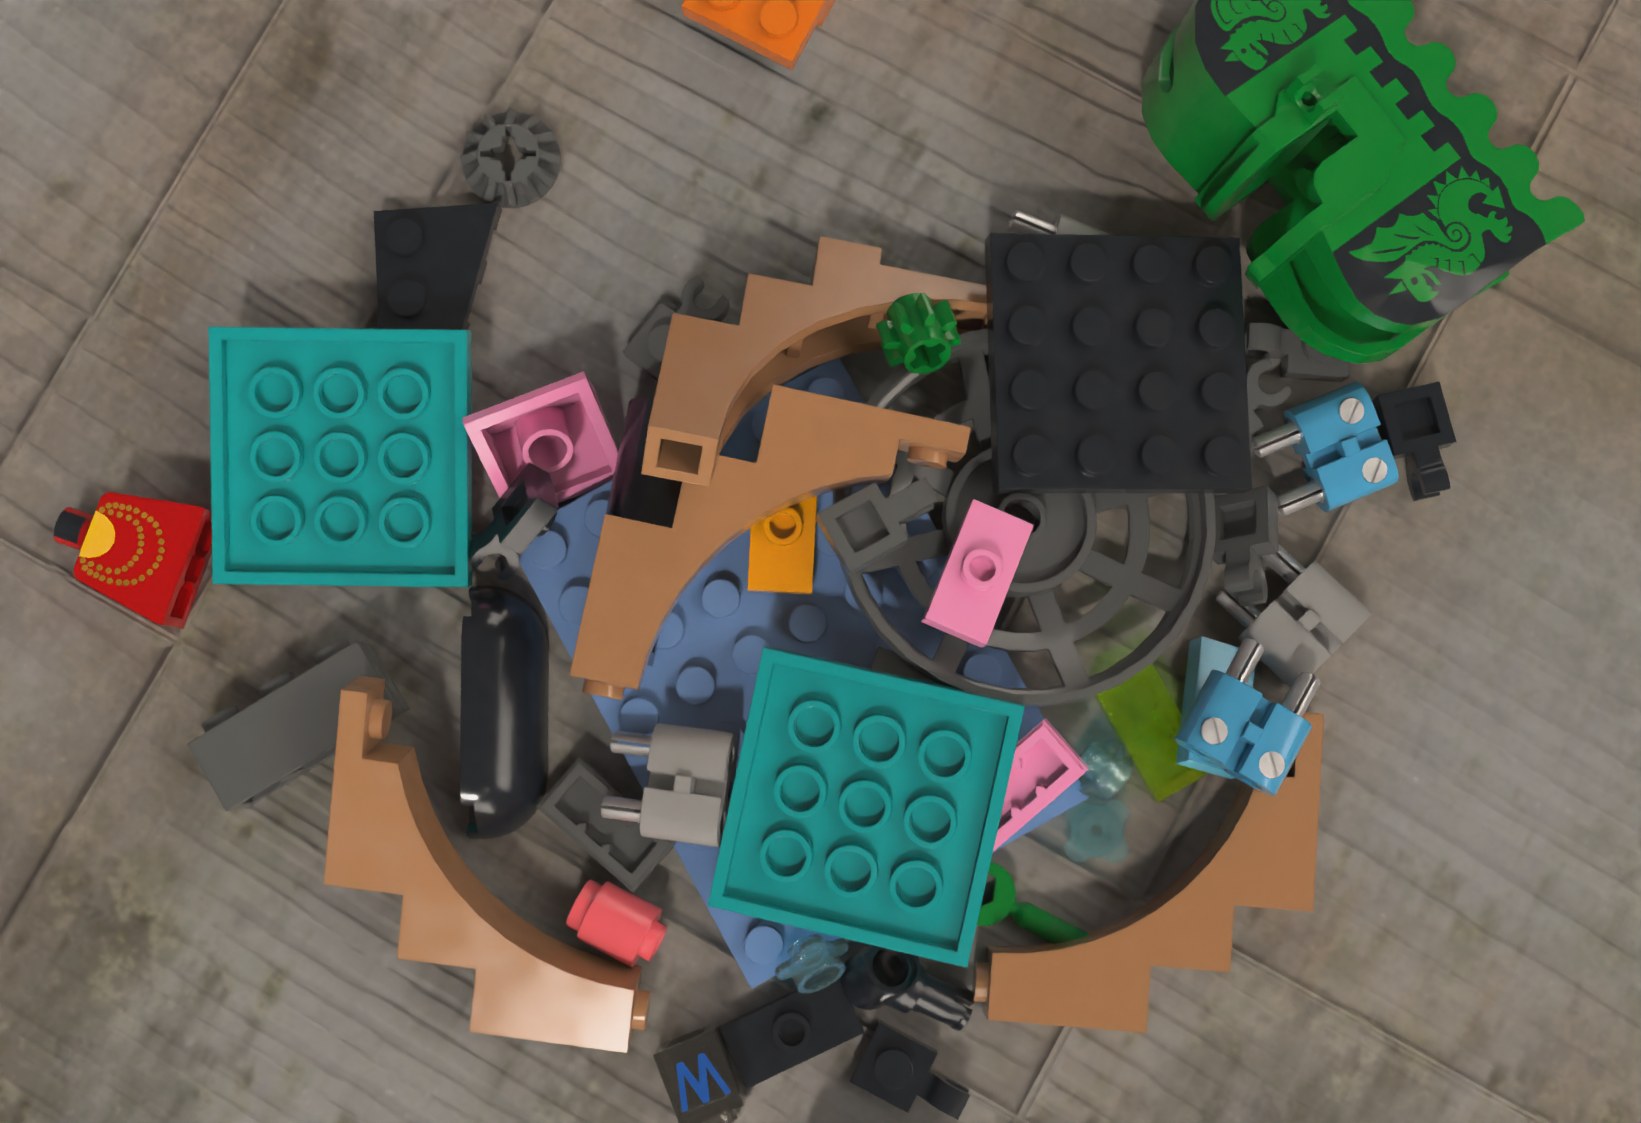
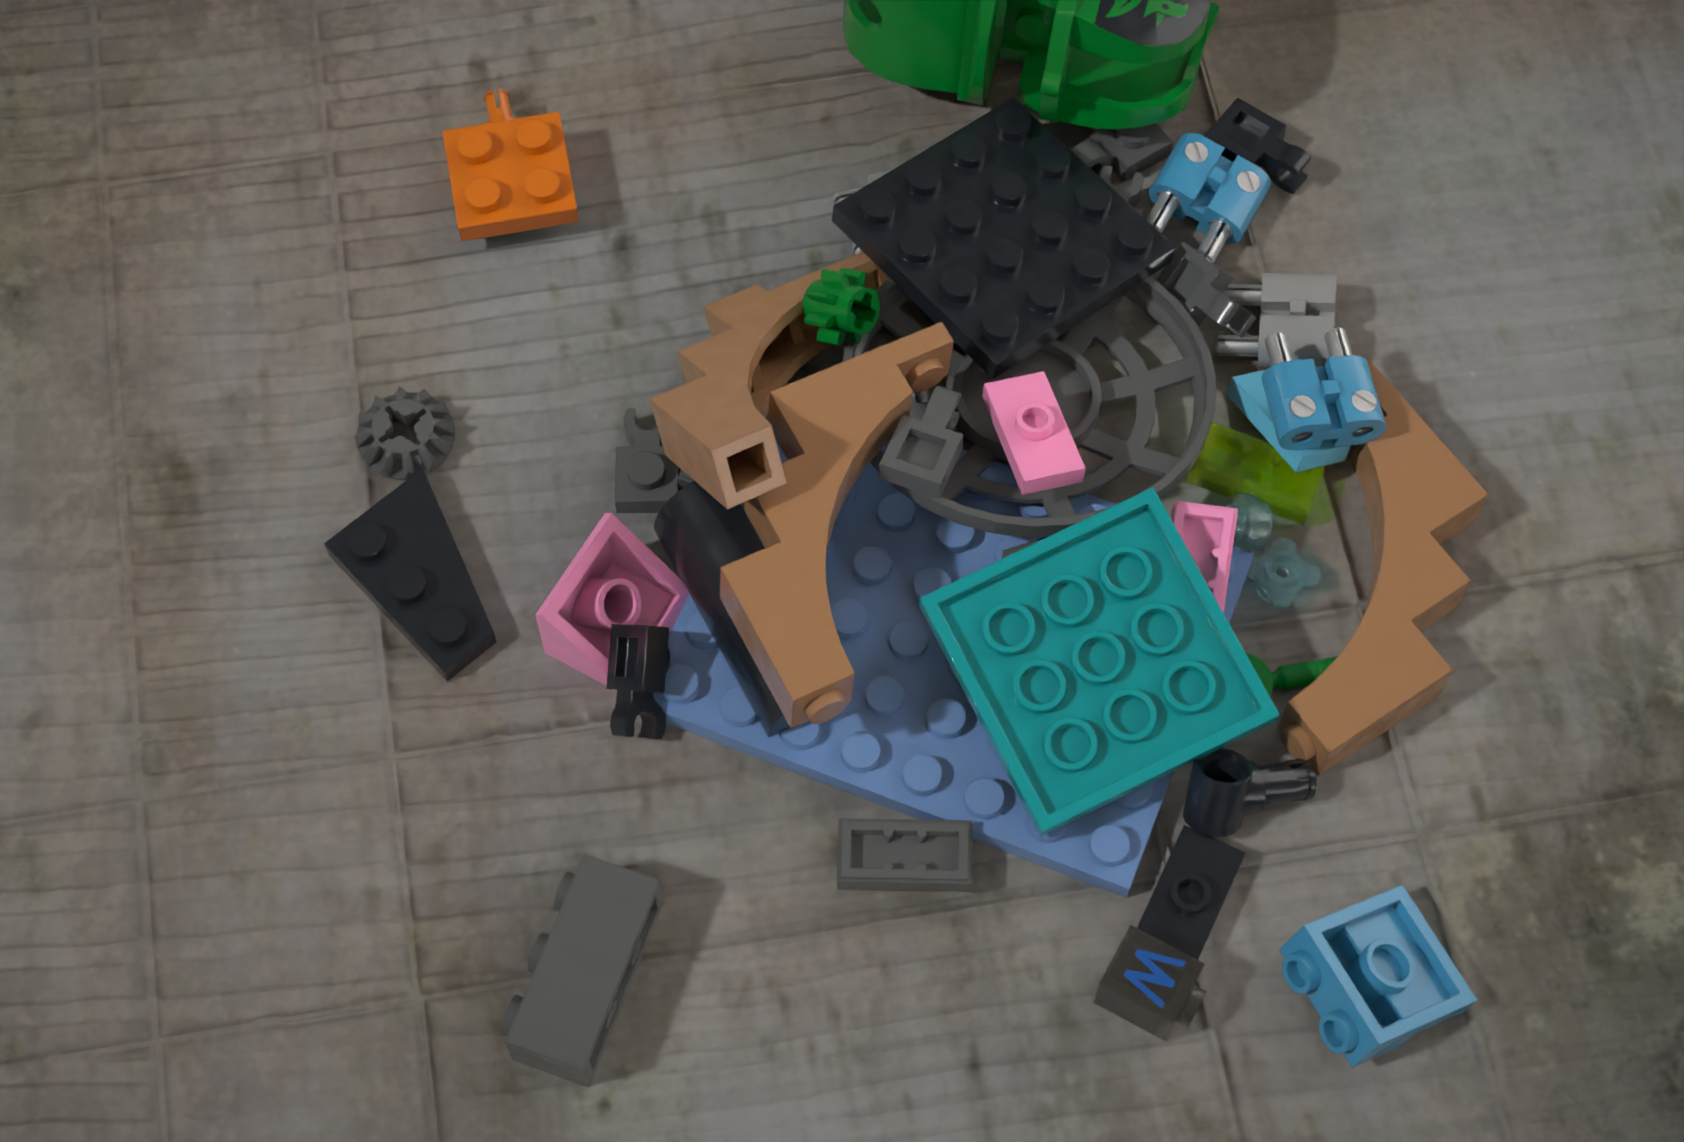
camera: 40 degrees left, 20 degrees down
(141, 553) = (334, 935): red torso -> none
(340, 456) = (451, 734): teal plate -> none
(393, 843) = (741, 978): medium nougat arch -> none
(502, 712) = (747, 841): black brick -> none
(617, 922) = (979, 921): coral brick -> none
(685, 786) = (945, 759): light grey piece -> none
(784, 550) = (869, 540): light orange plate -> none
(813, 963) = (1160, 823): clear light blue plate -> none
(899, 1070) = (1298, 865): black plate -> none

